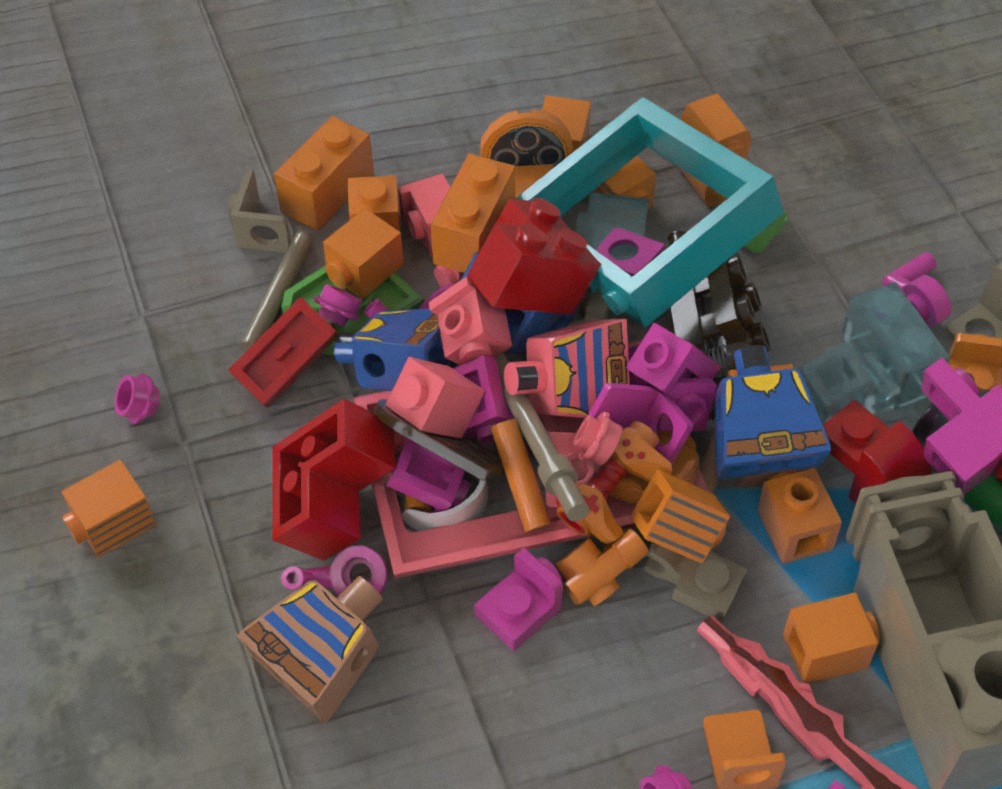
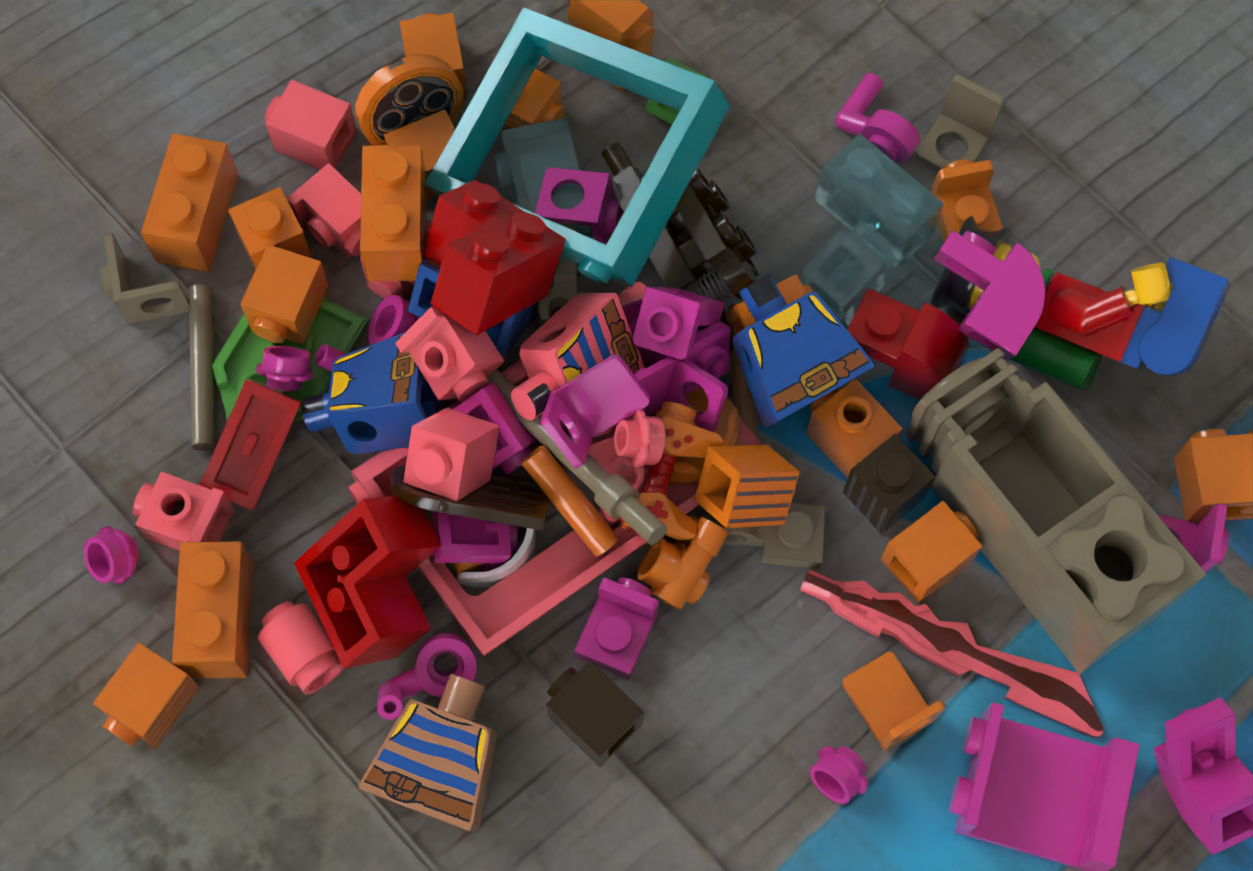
camera: 25 degrees left, 15 degrees up
(193, 463) = (213, 610): none -> orange piece
(207, 389) = (201, 520): none -> coral brick
(247, 517) = (300, 646): none -> coral brick
(440, 146) = (310, 125): none -> coral brick
(466, 656) = (593, 711): none -> dark brown brick
(567, 395) = (592, 405): none -> dark pink bracket
(812, 565) = (888, 483): none -> dark brown brick

